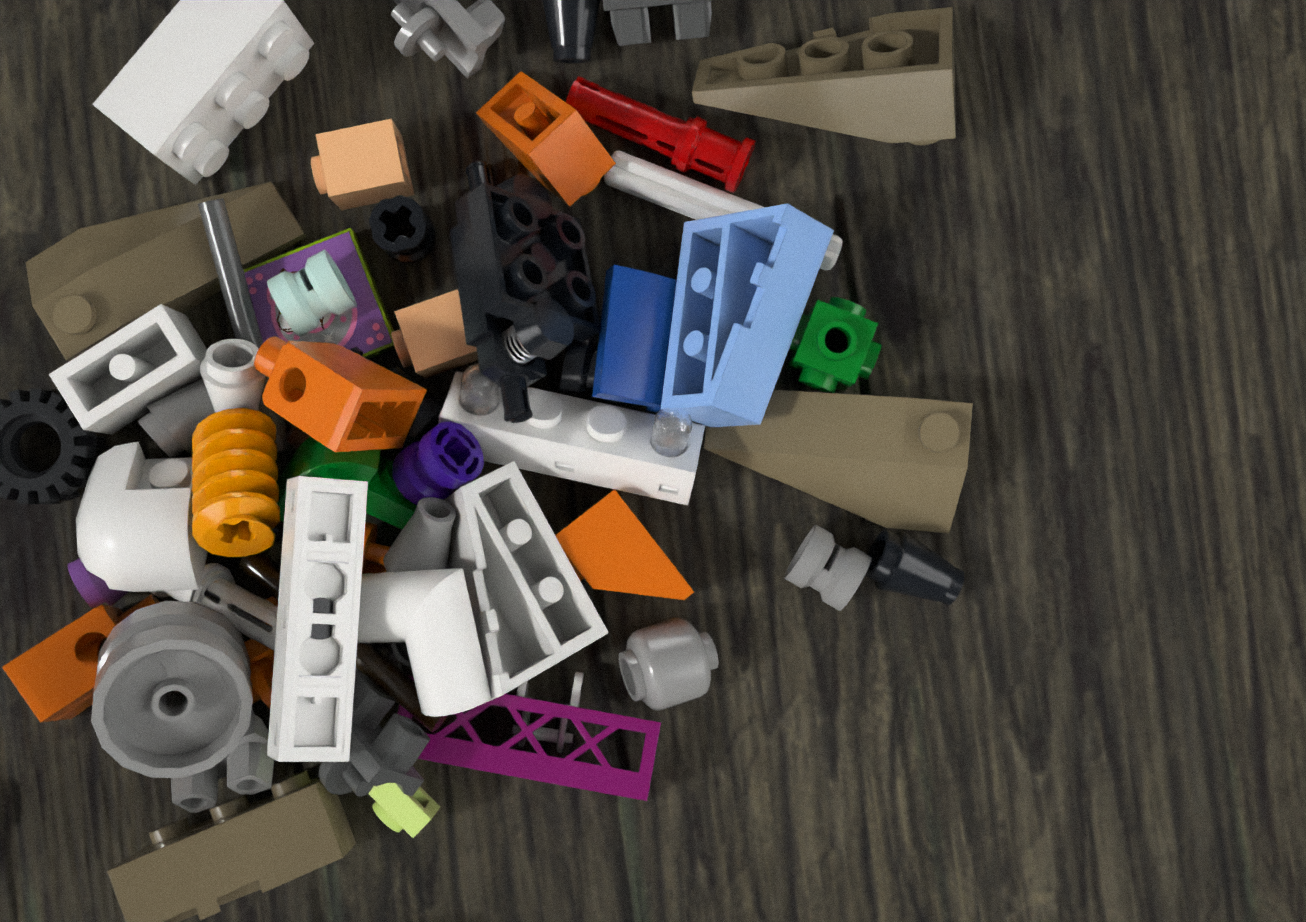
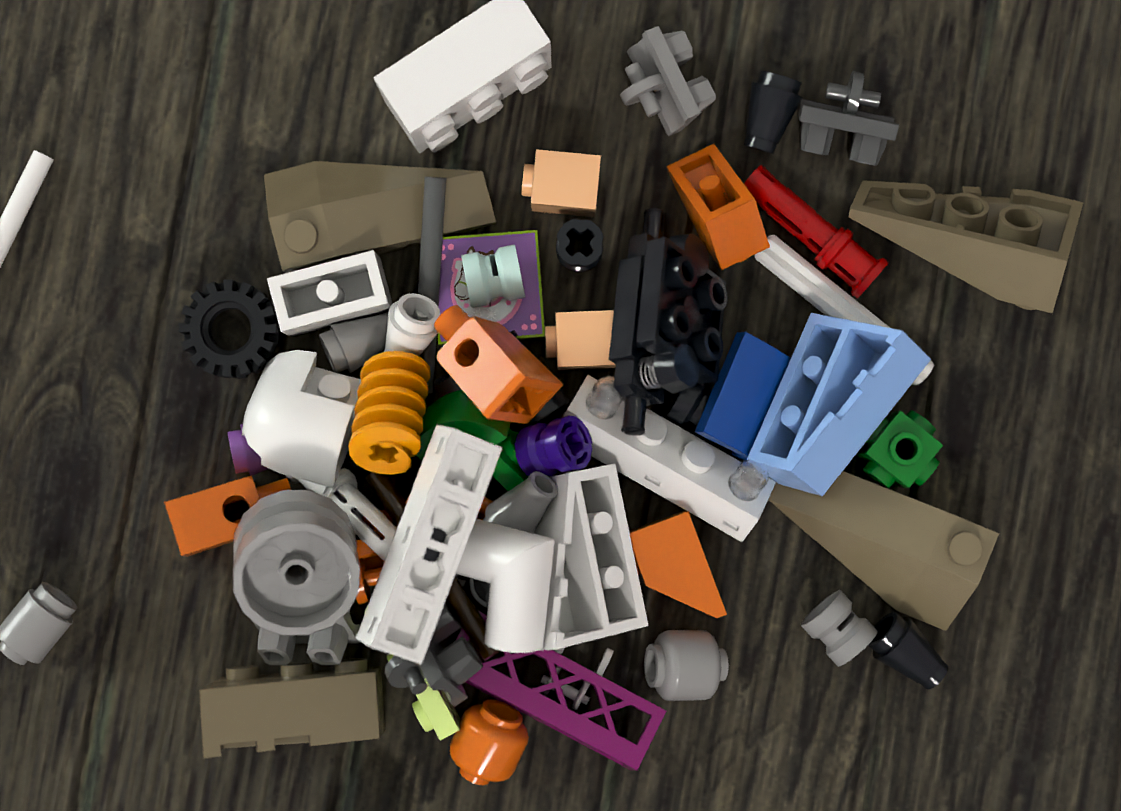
camera: 20 degrees right, 0 degrees up
(473, 821) = (489, 742): none -> orange head

